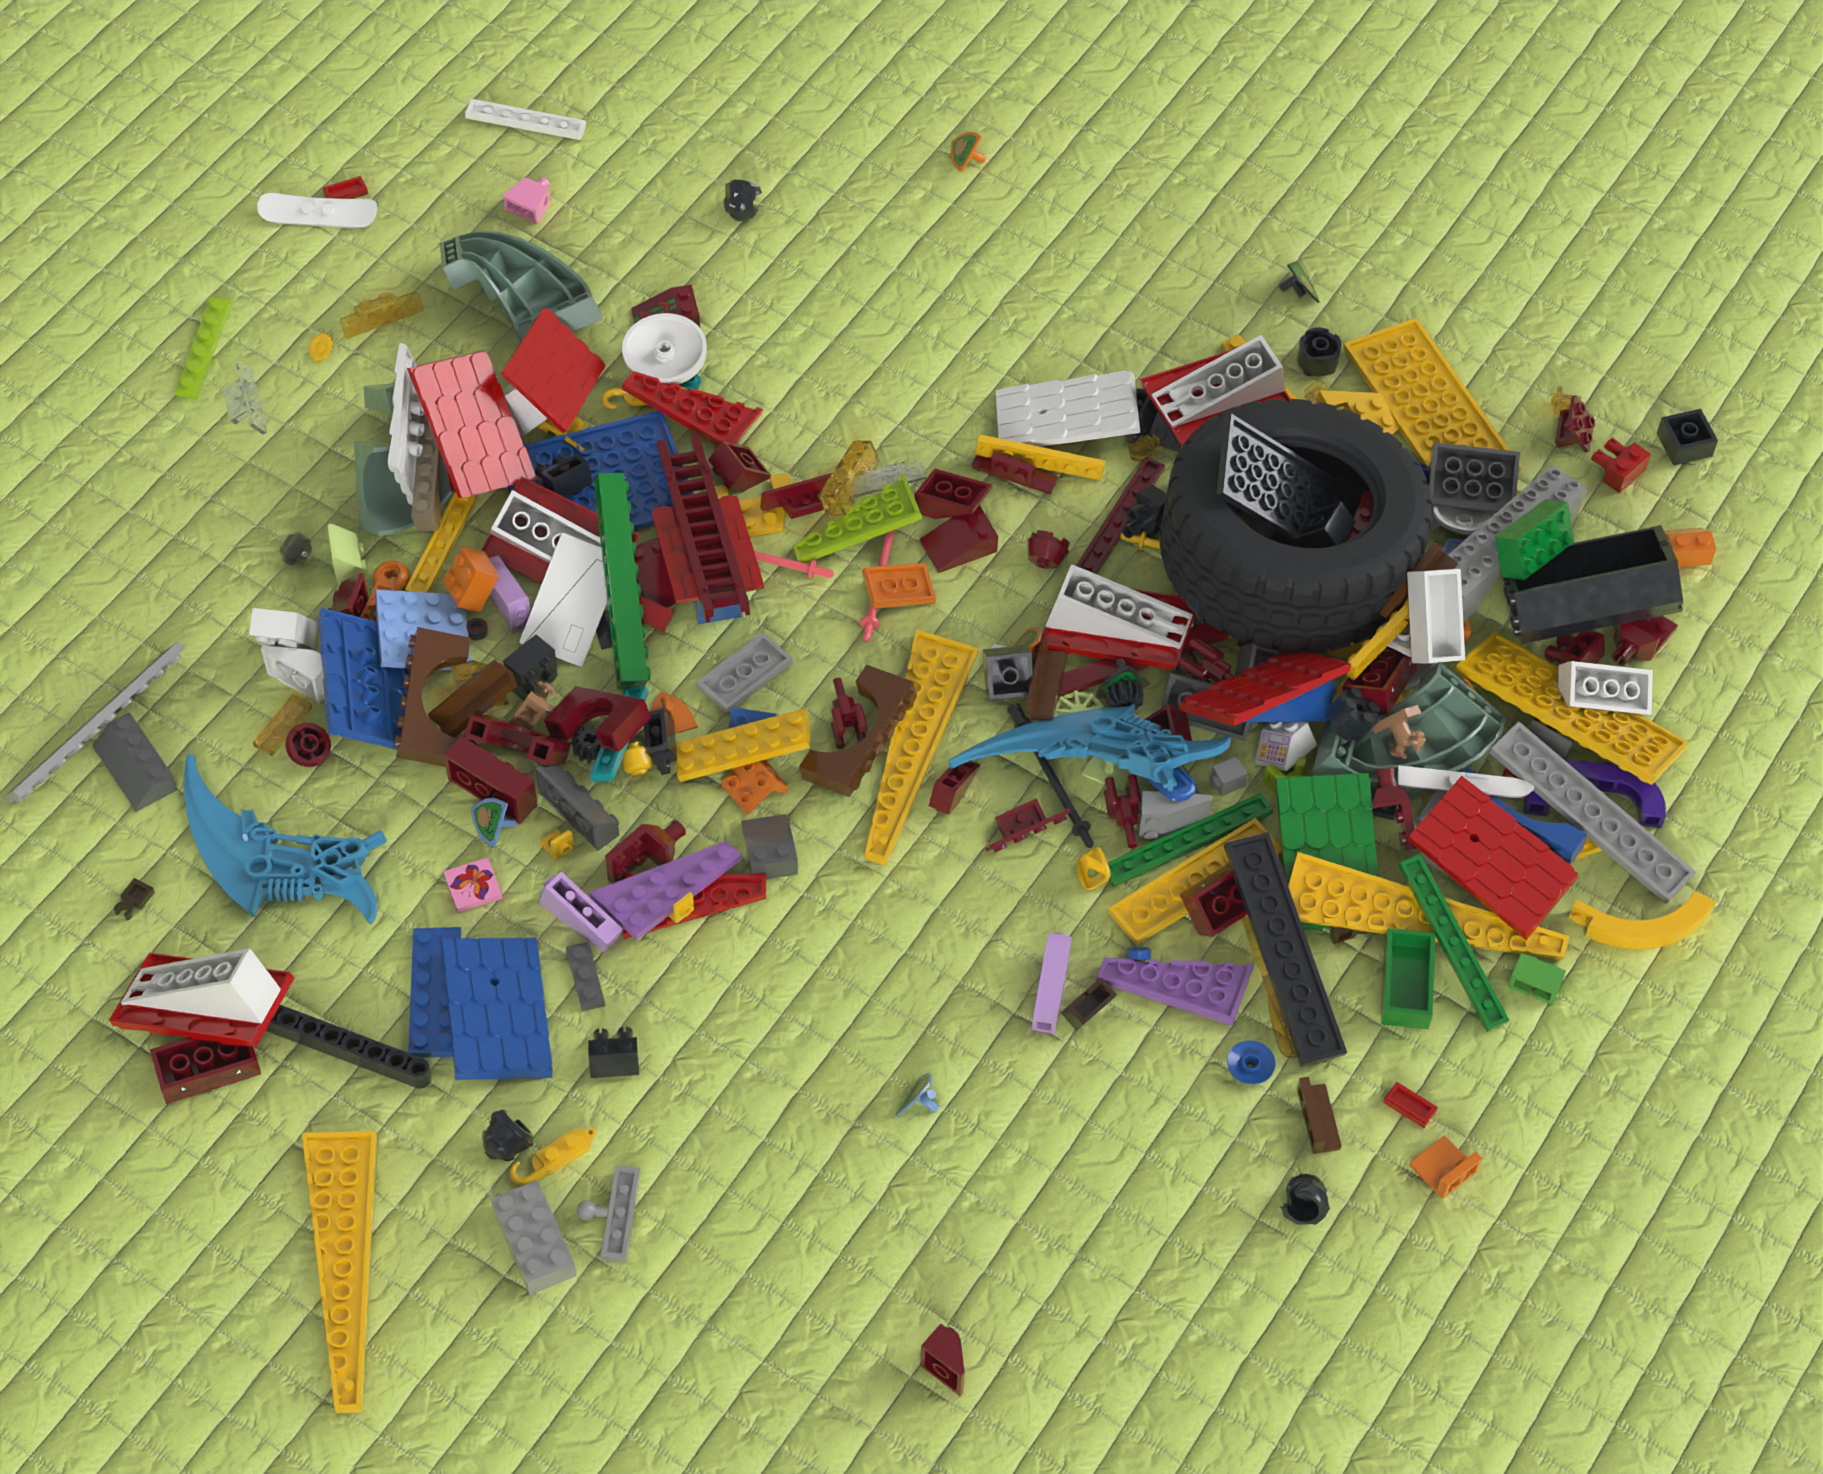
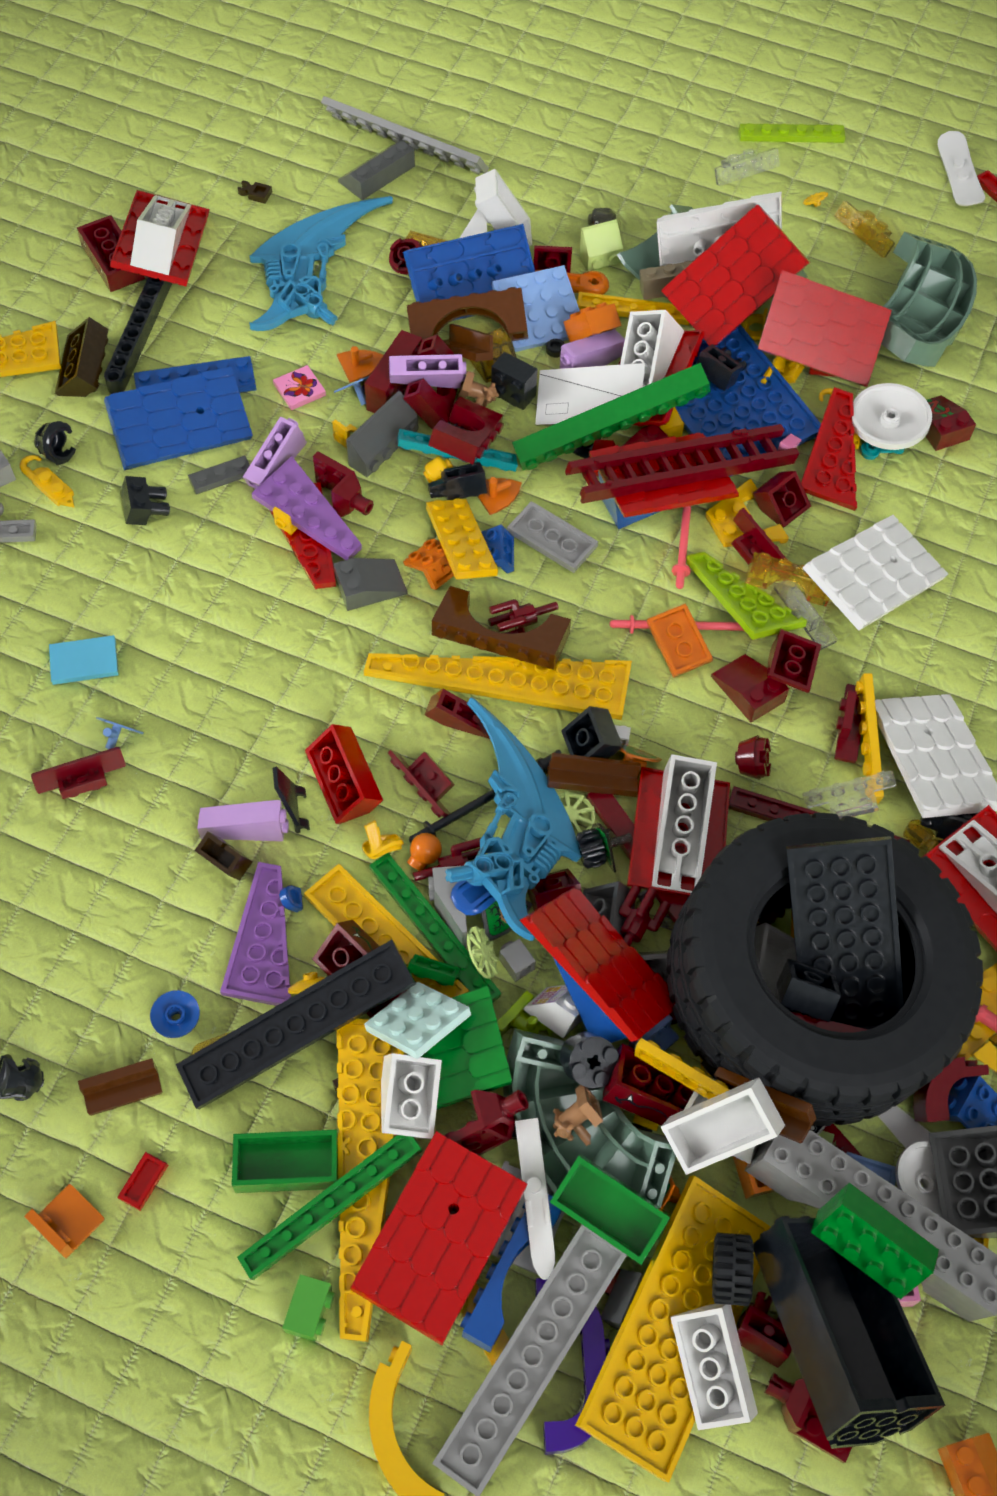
camera: 80 degrees right, 5 degrees up
(374, 1105) = (82, 360): none -> dark brown slope
(447, 822) = (358, 363): none -> orange shield
(519, 731) = (436, 370): none -> lavender slope
(678, 443) = (789, 442): none -> bright pink piece
(817, 1128) = (83, 660): none -> medium azure tile
(855, 407) = (875, 571): none -> white piece
(972, 1134) = (80, 774): none -> dark red bracket
(1006, 894) = (343, 774): none -> red slope
(1032, 931) = (288, 794): none -> black flag
(1106, 484) = (851, 797): none -> clear bracket
(1107, 832) = (424, 851): none -> orange piece
(1227, 797) = (481, 953): none -> yellowish green wheel
(1239, 940) = (308, 980): none -> yellow dish
(1241, 828) = (428, 968): none -> green plate
(1304, 837) = (417, 1020): none -> light aqua plate
(1370, 854) = (409, 1095): none -> white slope
(1487, 719) = (610, 1209): none -> green piece
(1540, 648) = (732, 1269): none -> black tyre

